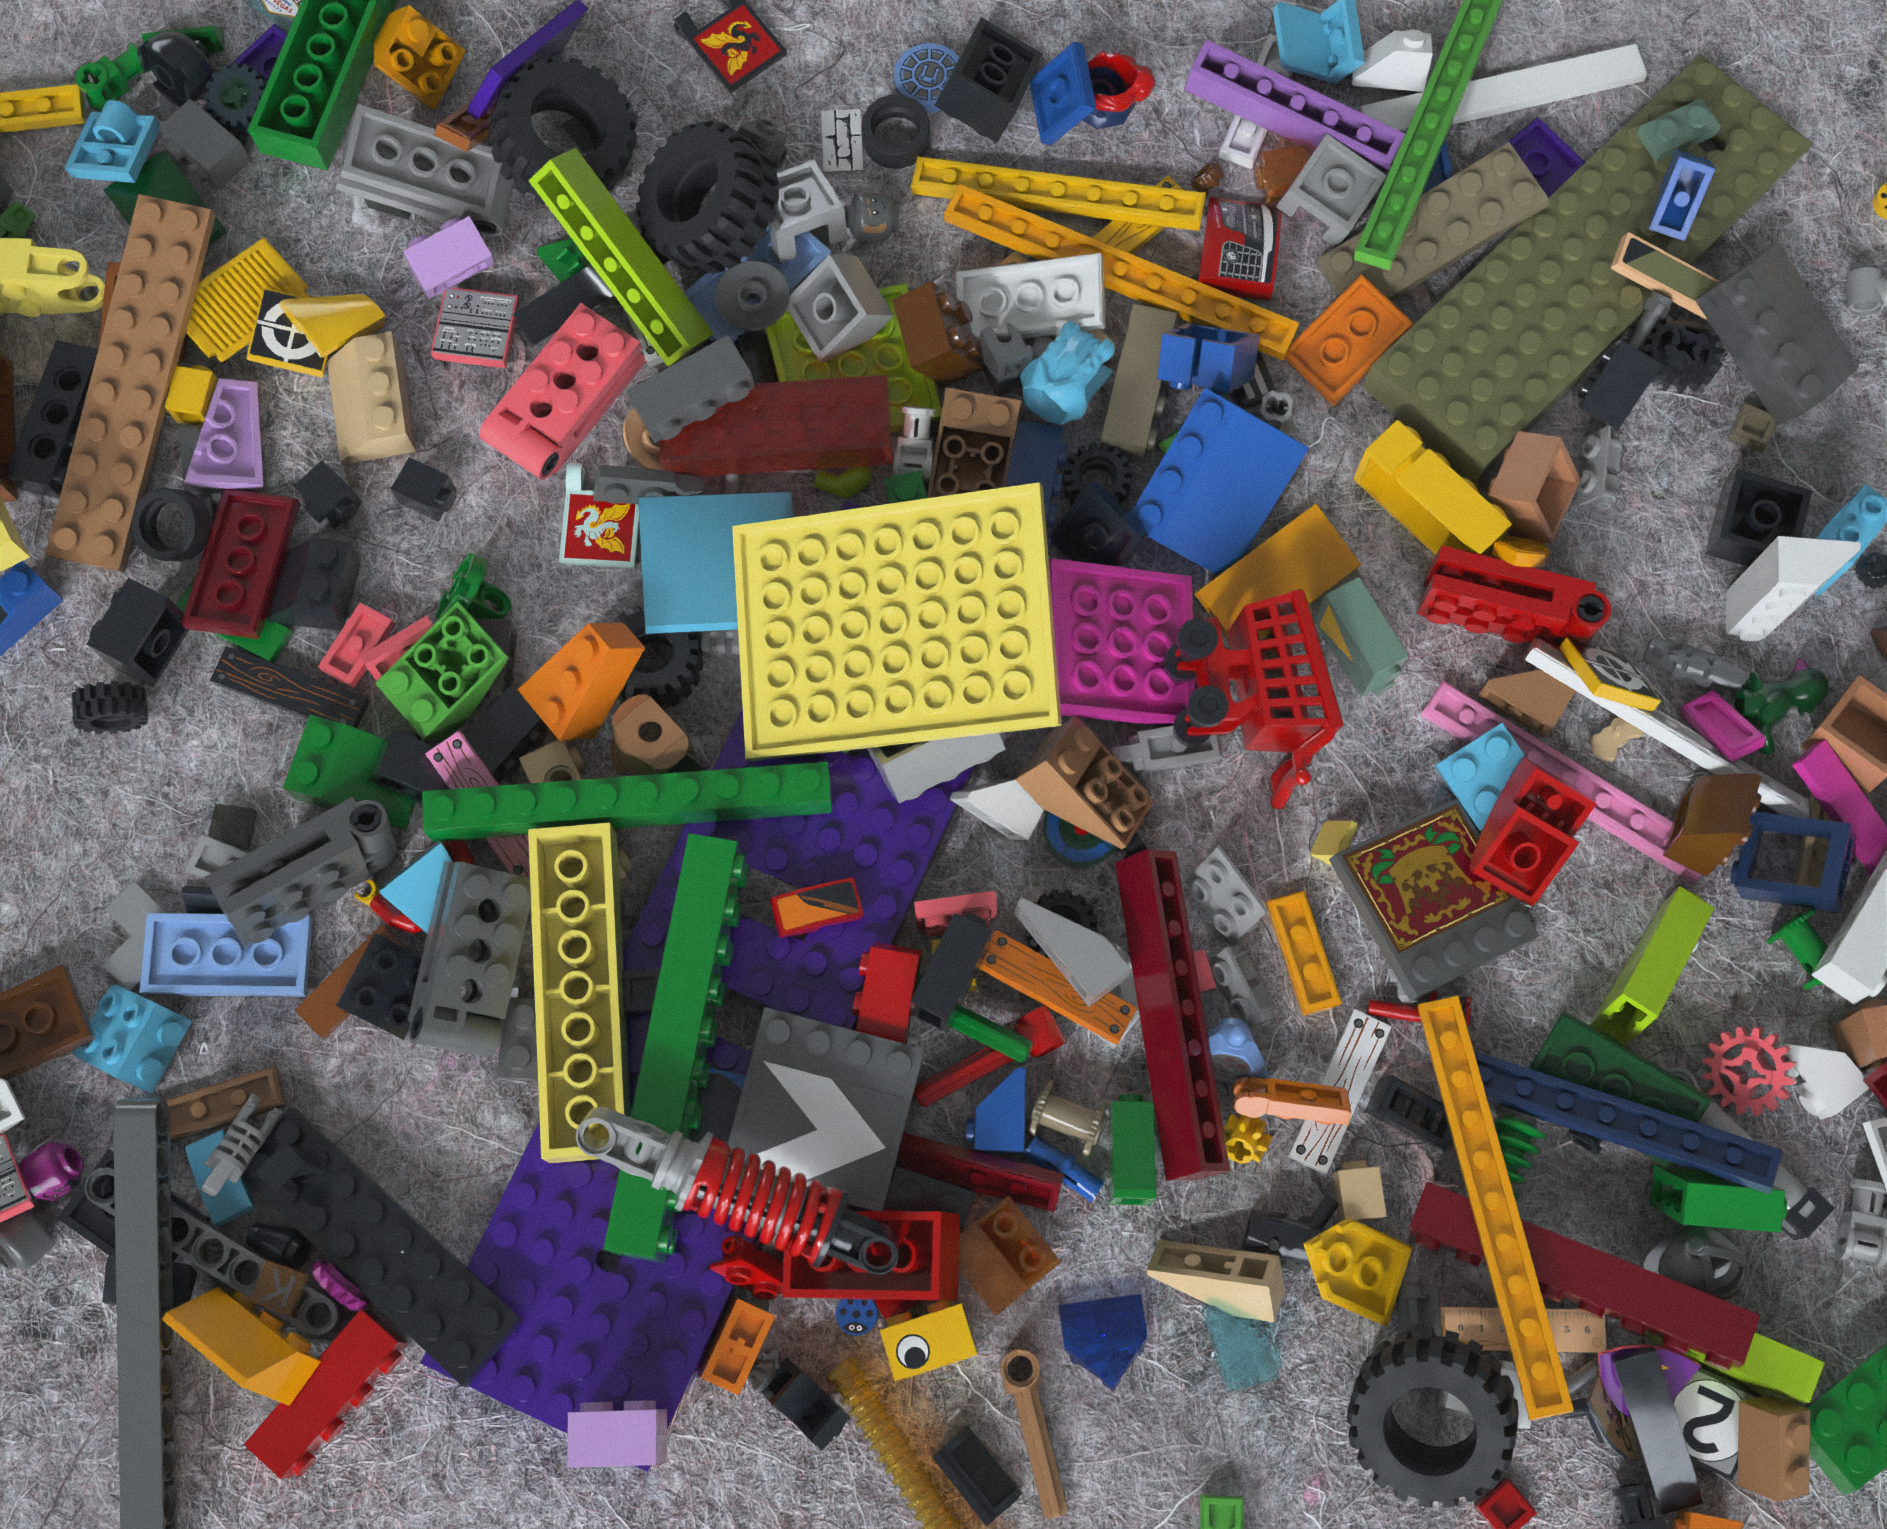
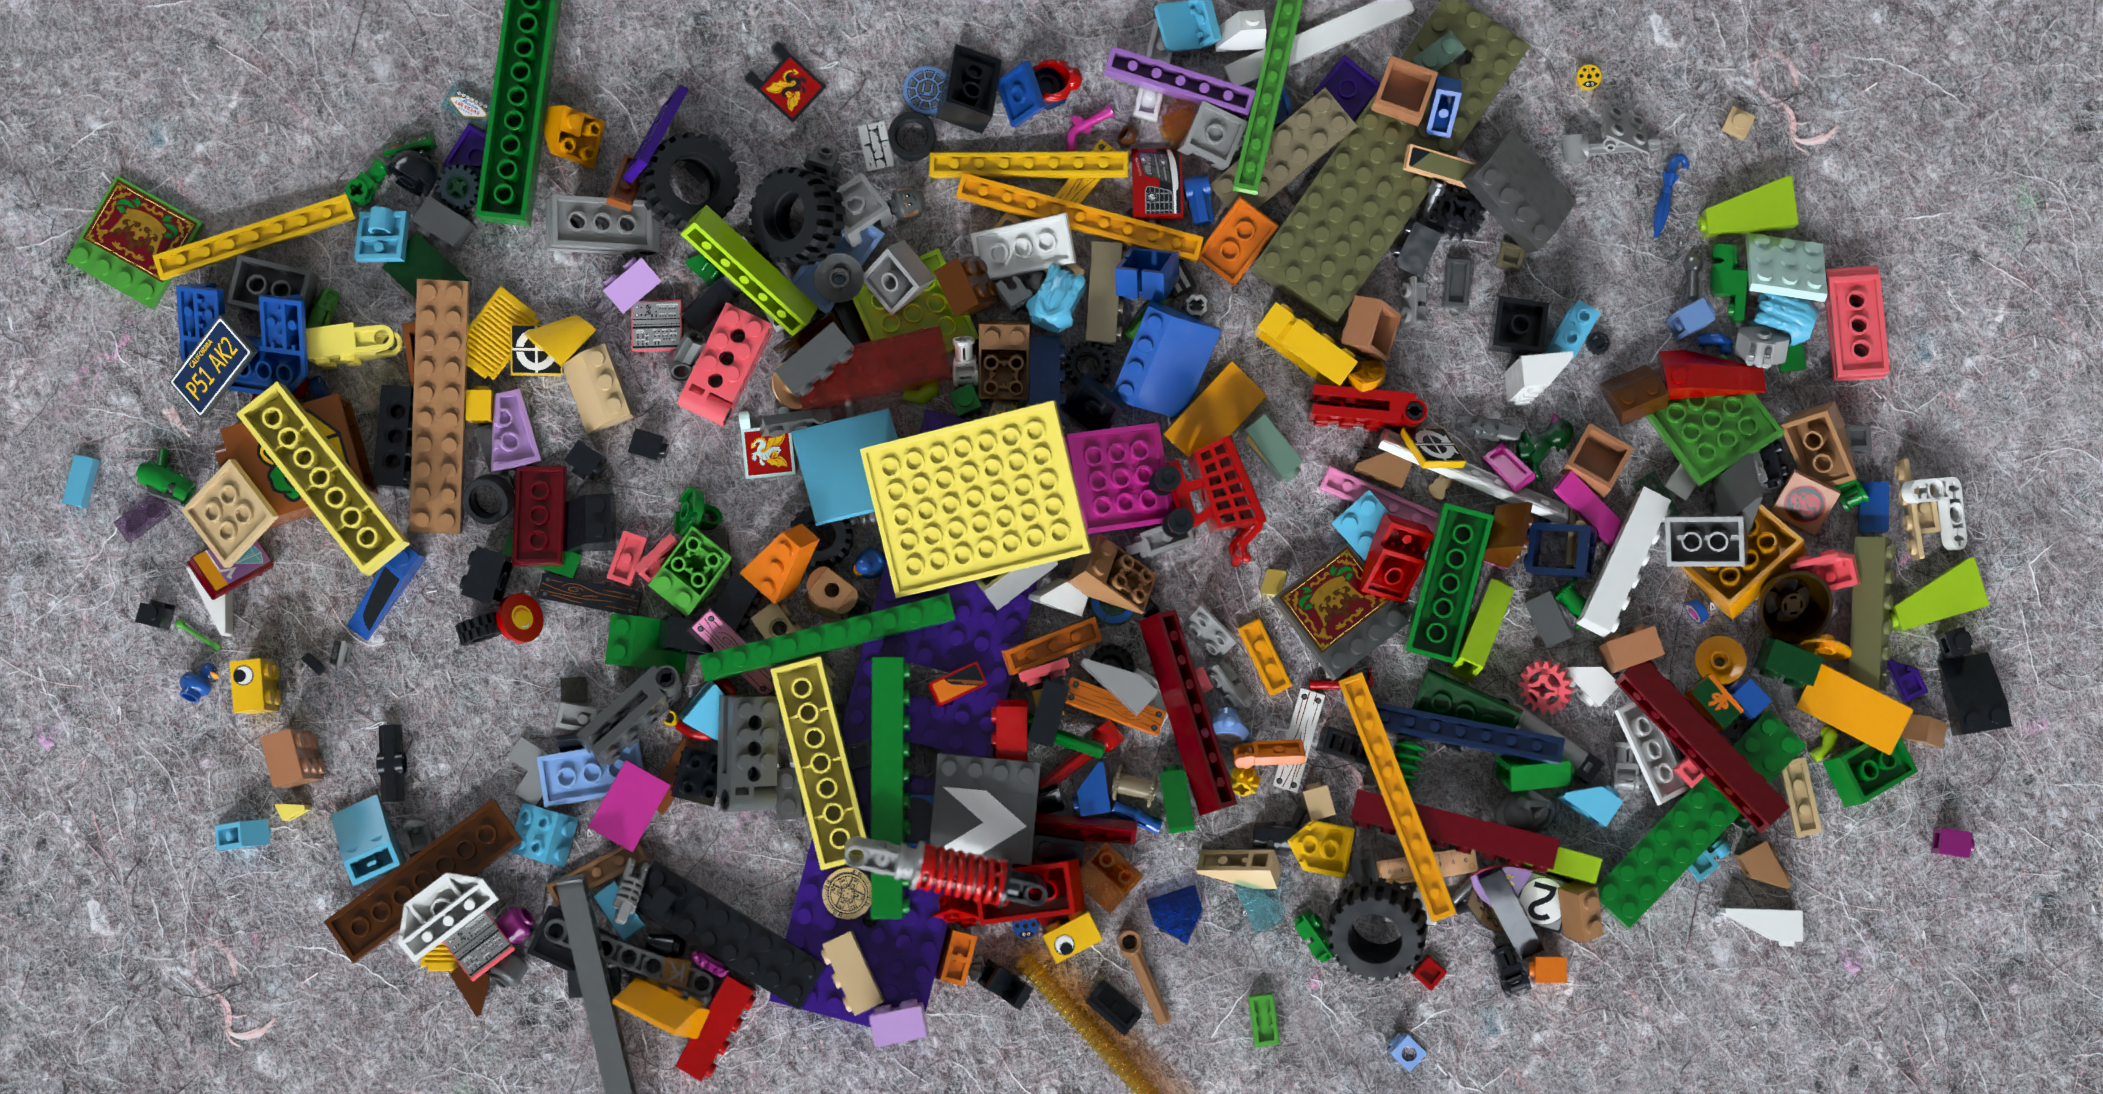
camera: 10 degrees left, 10 degrees up
(173, 702) = (519, 618): none -> red tile
(270, 1013) = (629, 805): none -> dark pink tile
(506, 366) = (685, 355): none -> dark grey piece
(560, 1339) = (852, 973): none -> tan brick
(577, 1207) = (847, 893): none -> tan tile
(717, 709) = (870, 563): none -> blue animal
(930, 1116) = (1049, 799): none -> black tile
(974, 874) = (1051, 645): none -> orange plate
(1149, 155) = (1085, 125): none -> dark pink piece
(1298, 267) = (1198, 194): none -> blue piece
(1322, 1397) = (1312, 926): none -> green hinge
(1610, 882) = (1448, 582): none -> green brick
(1627, 159) = (1404, 91): none -> nougat piece
(1667, 452) = (1456, 283): none -> dark grey tile
(1761, 966) = (1548, 619): none -> dark grey hinge
(1809, 1272) = (1592, 803): none -> medium azure slope

